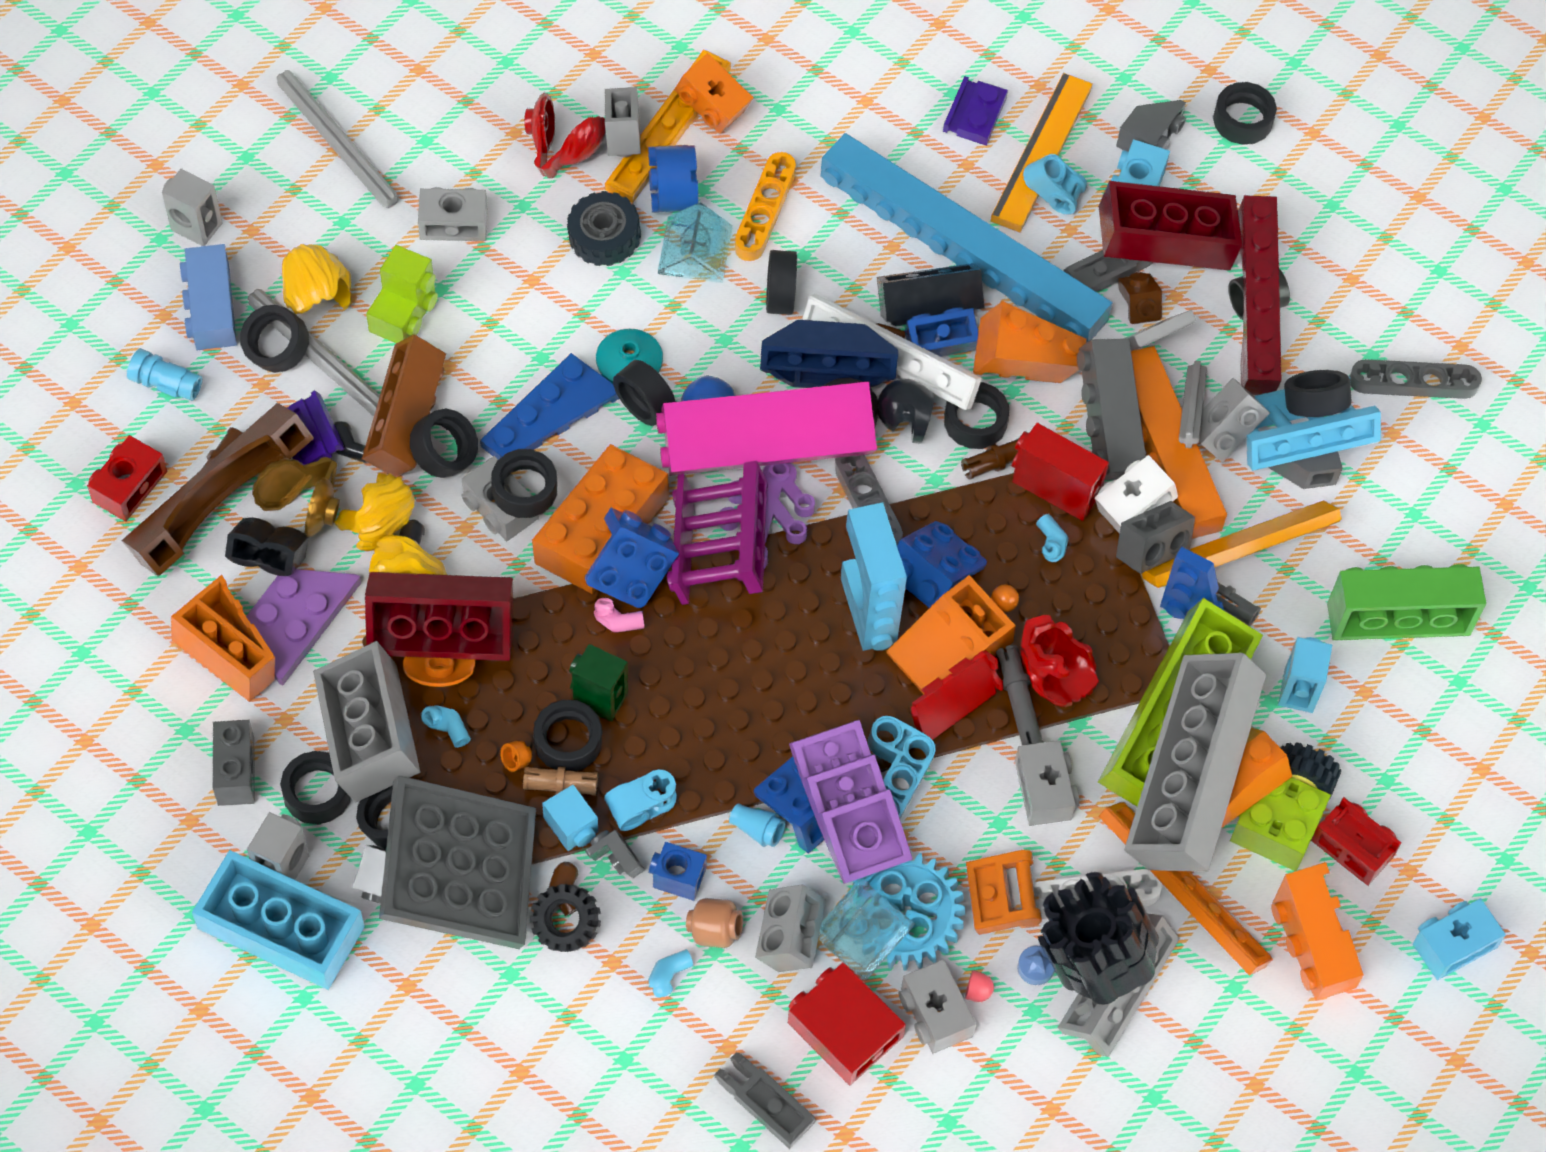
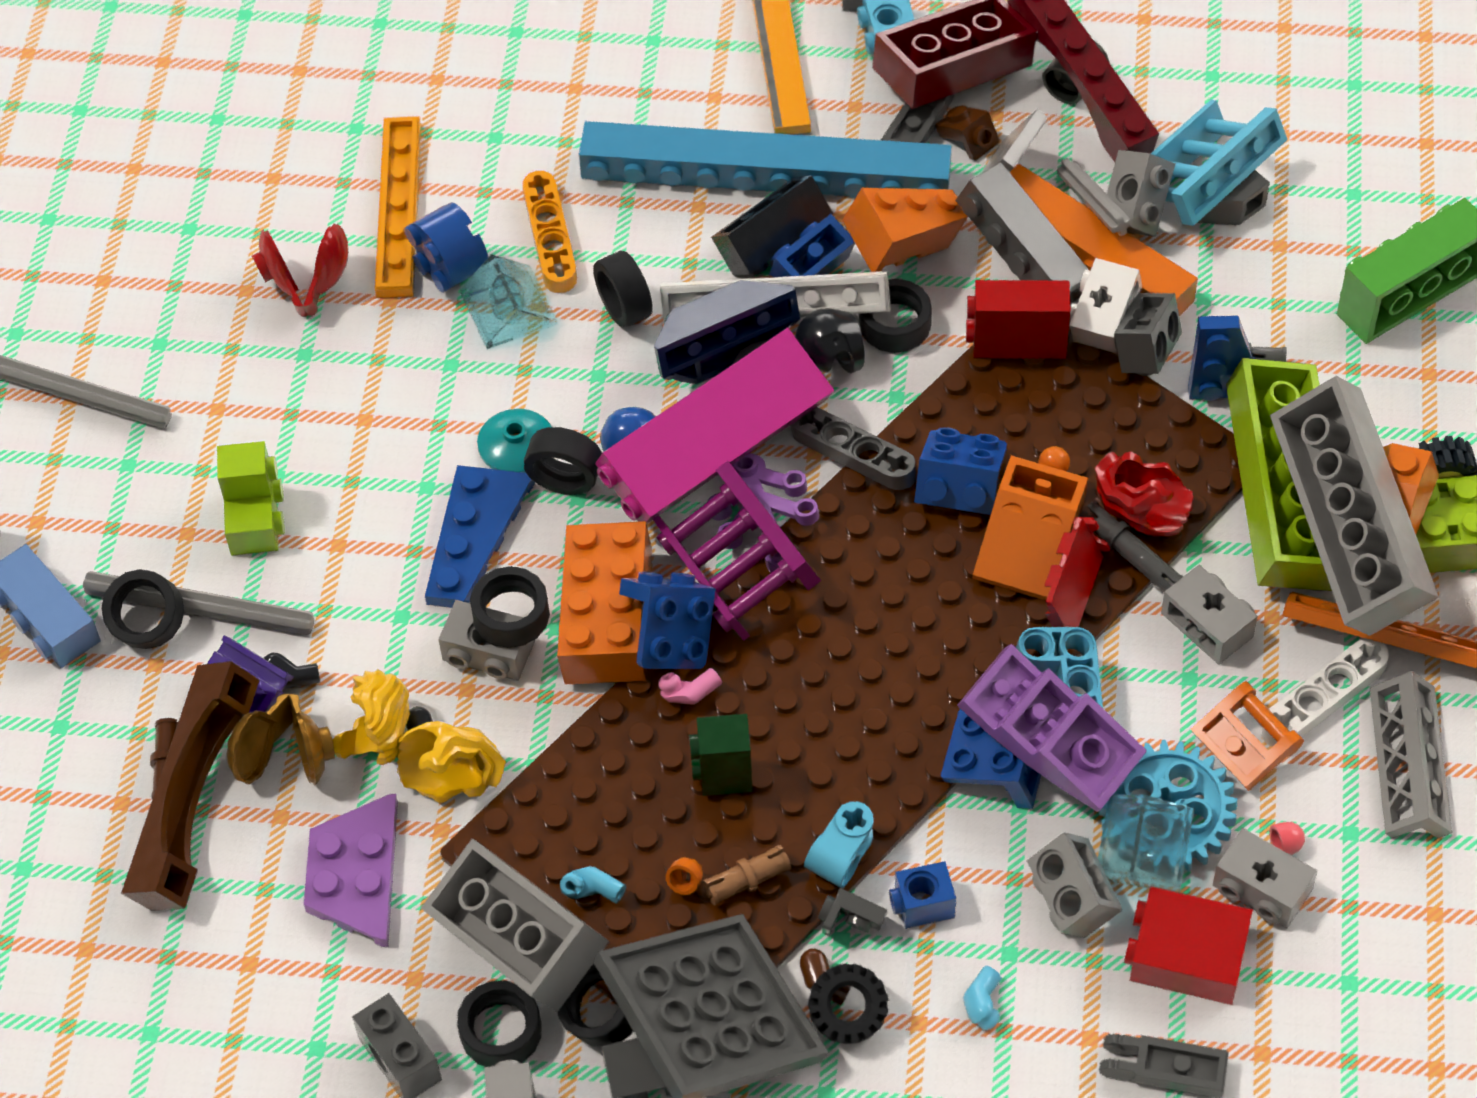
camera: 25 degrees left, 5 degrees down
(125, 495) = (83, 852): red brick -> none
(167, 377) = (48, 708): medium azure axle -> none
(224, 640) = (302, 932): orange wedge -> none
(262, 545) = (271, 817): black brick -> none
(314, 275) = (142, 529): yellow hair -> none
(403, 401) = (326, 602): dark orange brick -> none
(426, 455) = (380, 630): black tyre -> none
(438, 671) = (545, 829): orange dish -> none
(440, 615) = (518, 778): dark red brick -> none
(465, 224) = (242, 396): light grey brick -> none
(568, 710) = (717, 798): black tyre -> none
(570, 818) = (785, 903): medium azure brick -> none
(599, 244) = (387, 335): black wheel -> none
(622, 121) = (360, 219): light grey brick -> none
(713, 93) = (427, 150): orange brick -> none
(715, 923) = (995, 924): nougat head -> none
(759, 824) = (967, 807): medium azure cone -> none
(875, 579) = (941, 516): medium azure arch -> none
(975, 111) = (688, 44): dark purple plate -> none
(993, 458) = (941, 345): reddish brown pin -> none
(1035, 966) = (1323, 787): medium blue tile -> none
(1054, 182) = (816, 68): medium azure piece -> none
(1056, 539) = (1055, 386): medium azure arm -> none
(1101, 941) = (1377, 722): black piece -> none
(1255, 538) = (1231, 292): light orange tile -> none
(1305, 674) = (1380, 375): medium azure brick -> none
(1318, 393) = (1205, 124): black tyre -> none
(1415, 383) = (1271, 79): dark grey beam -> none

